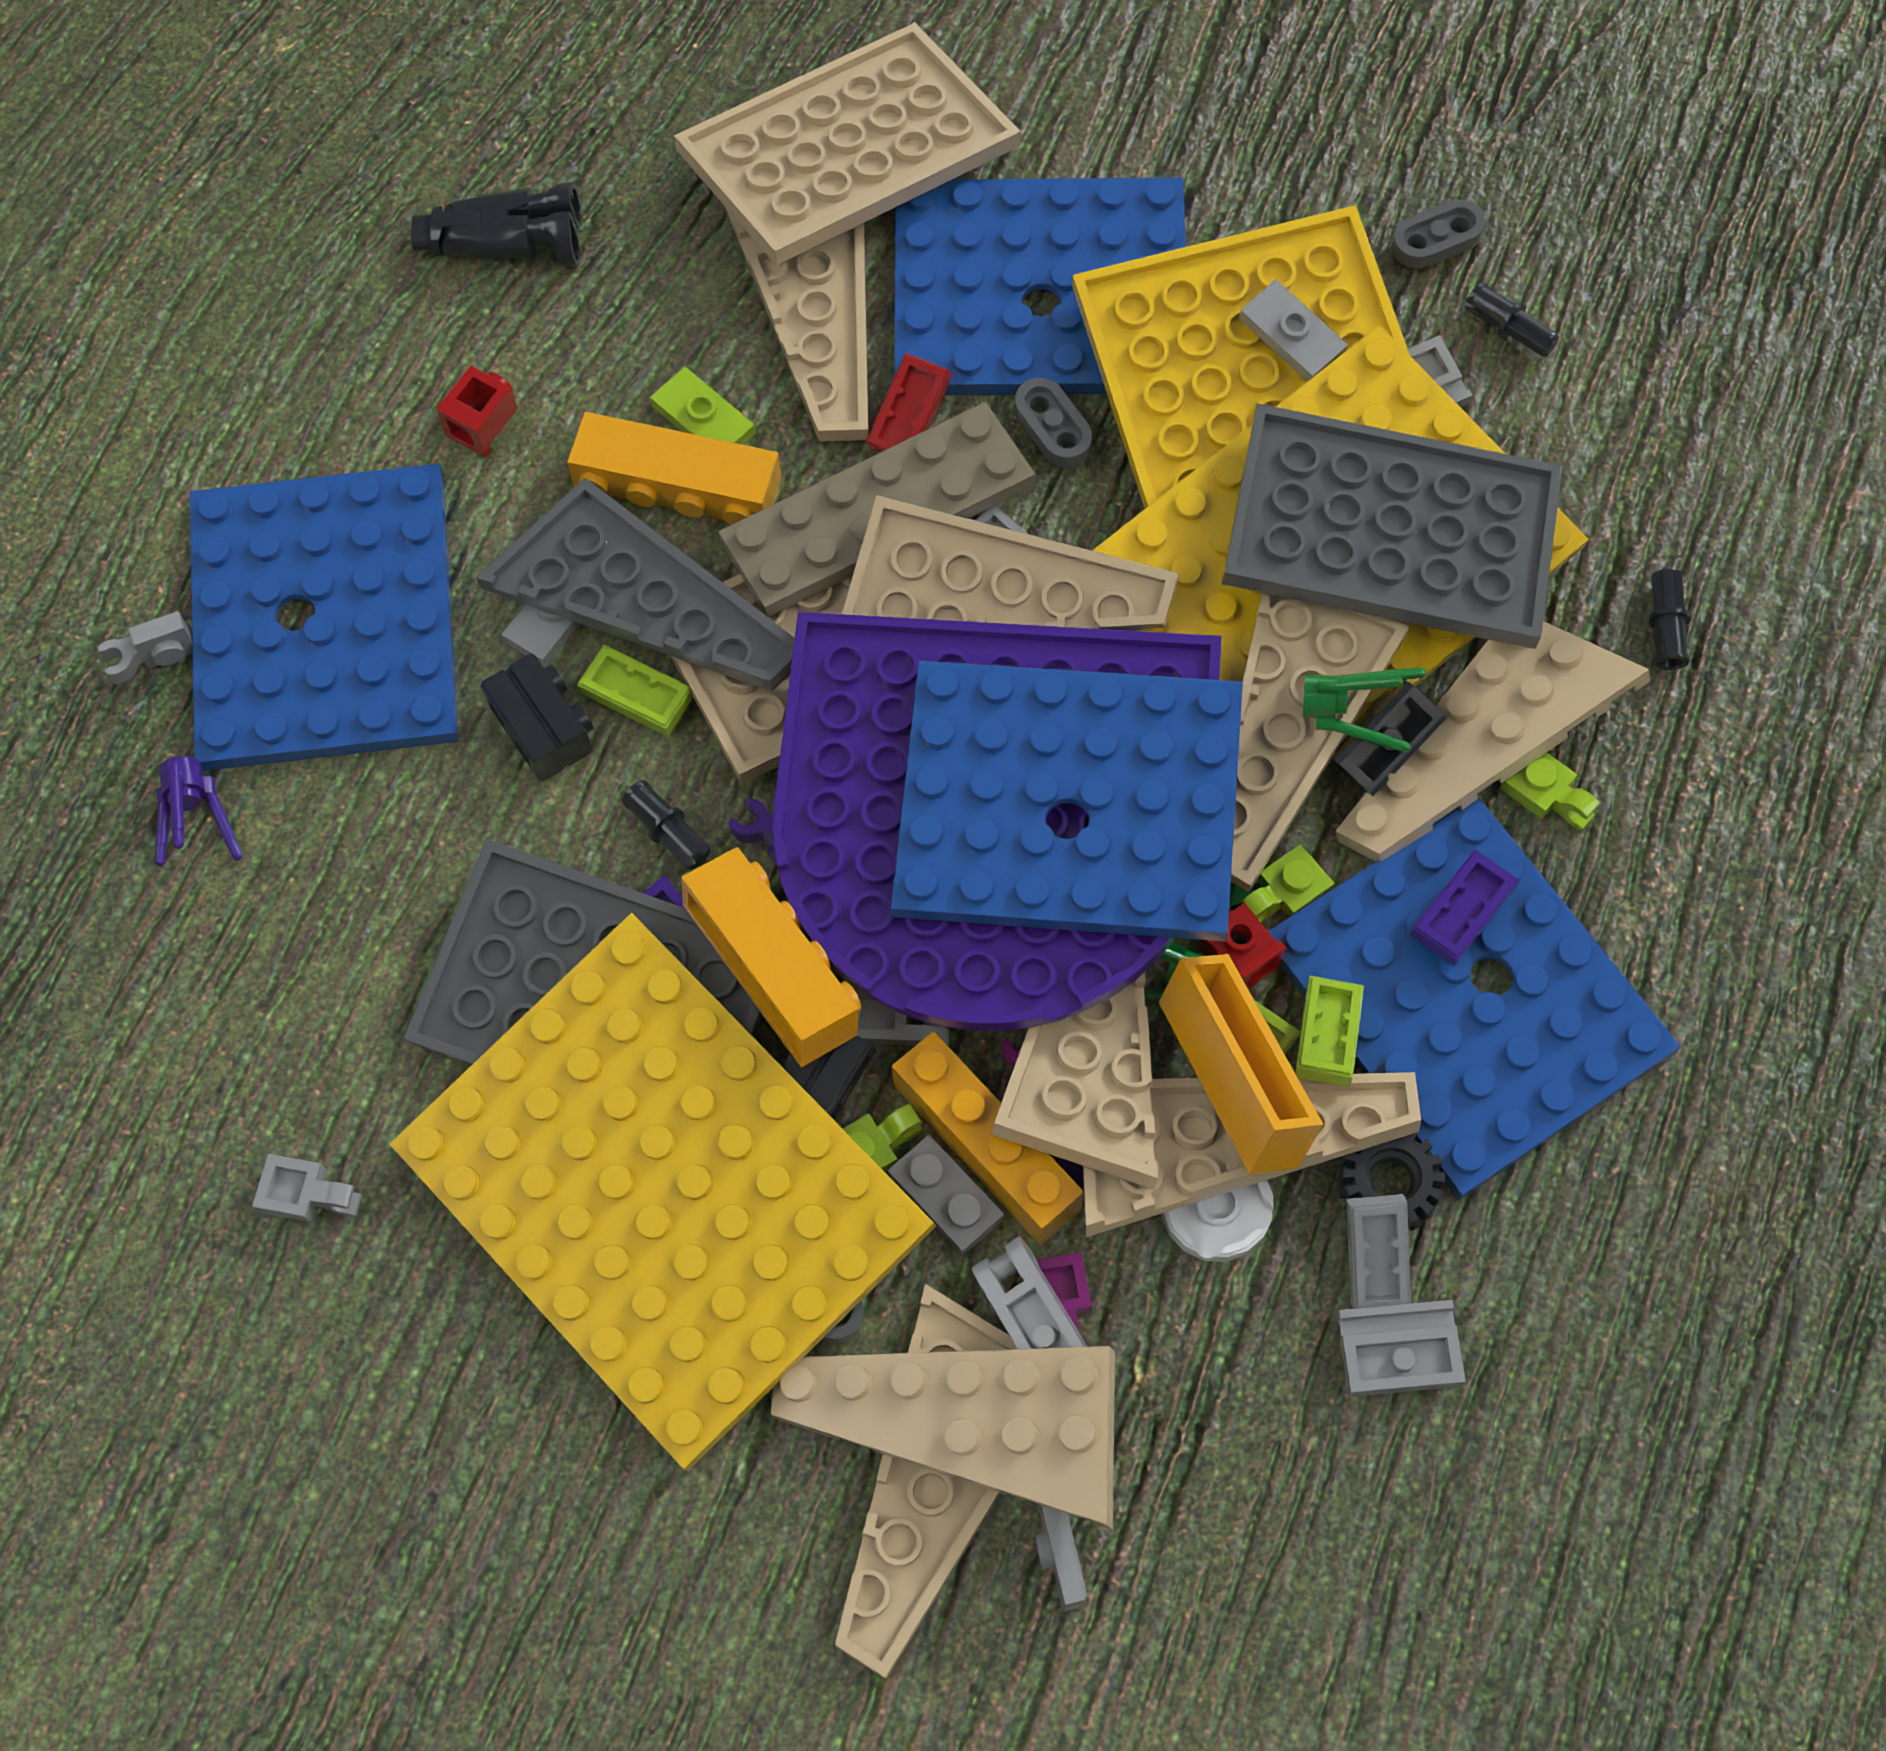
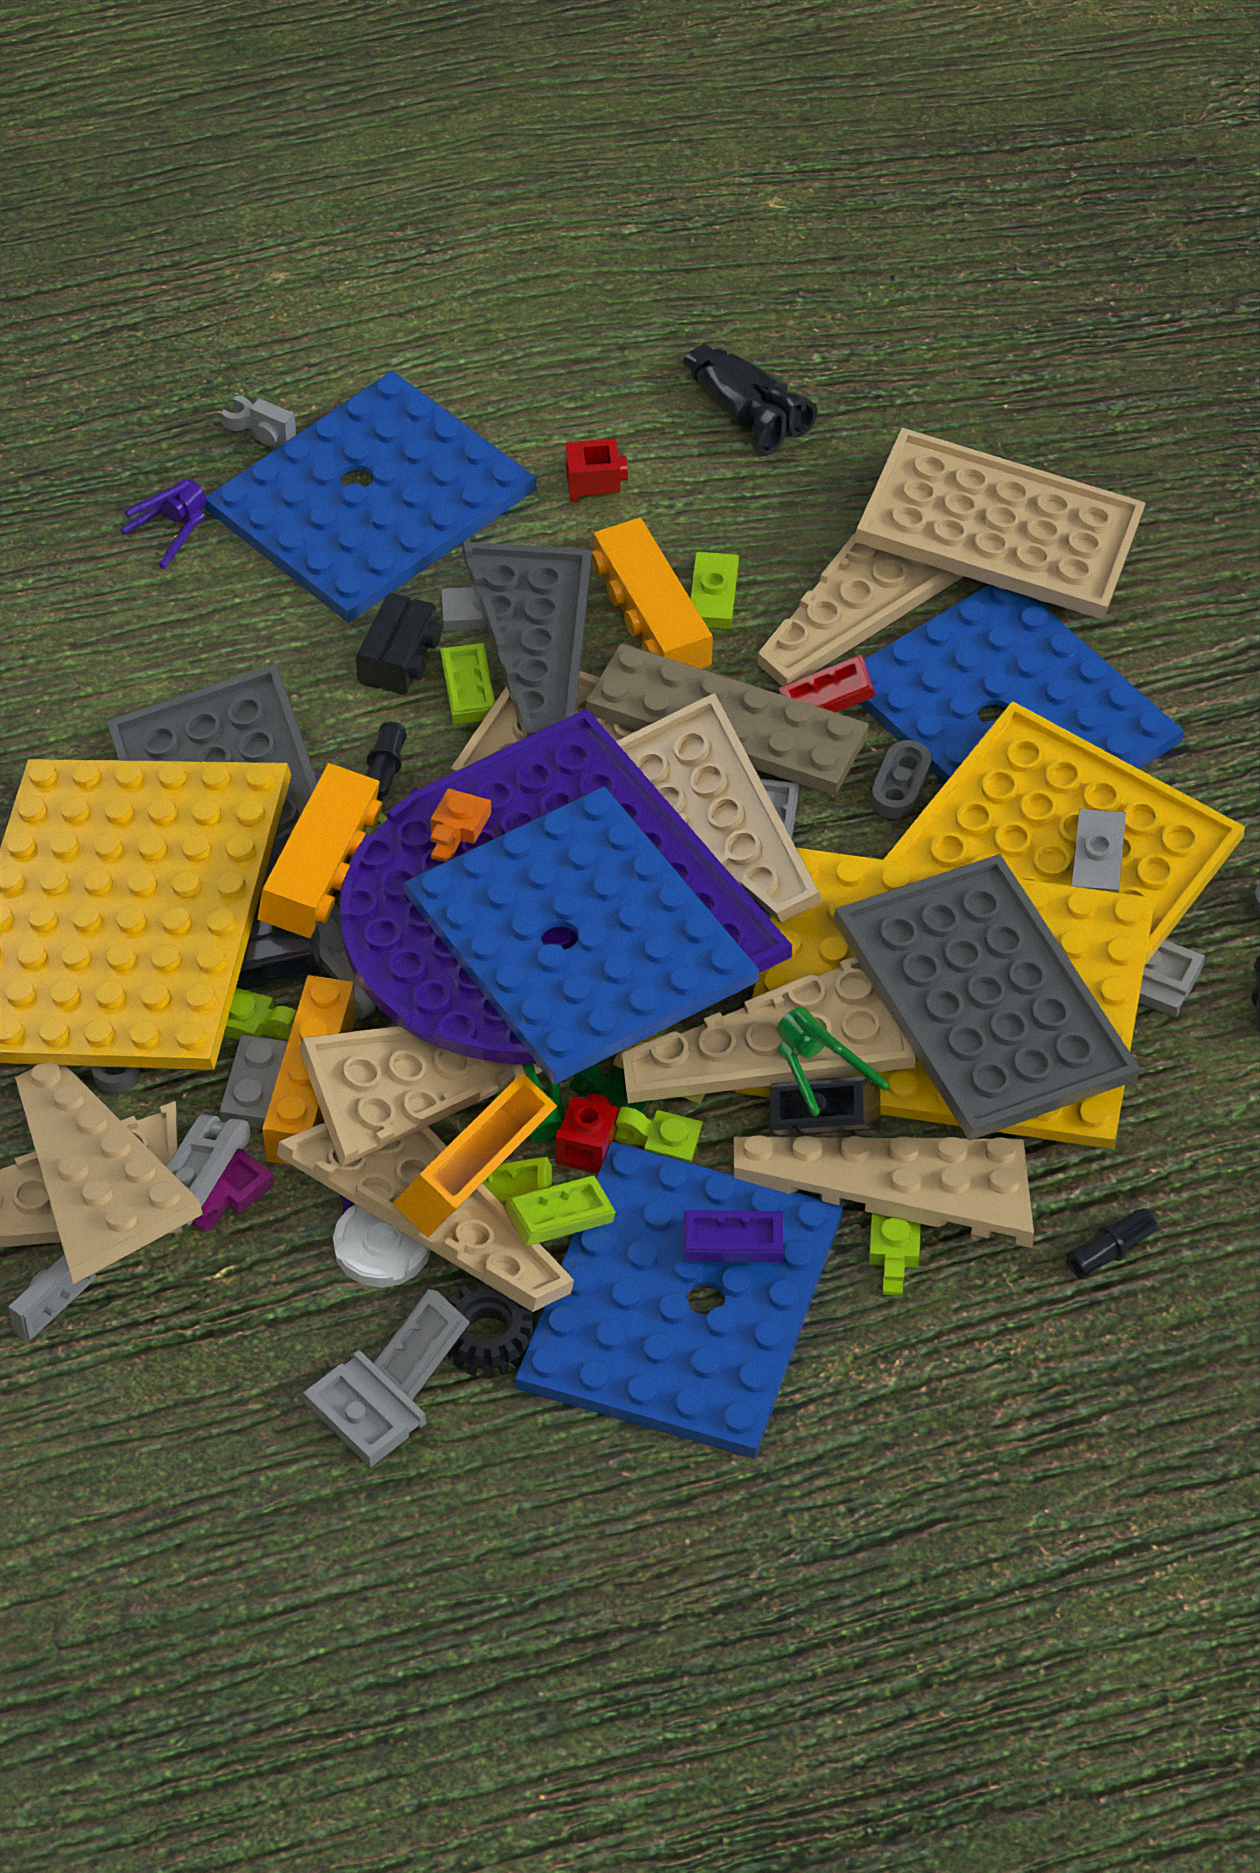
camera: 50 degrees right, 15 degrees down
(850, 810) = (457, 820): none -> orange plate

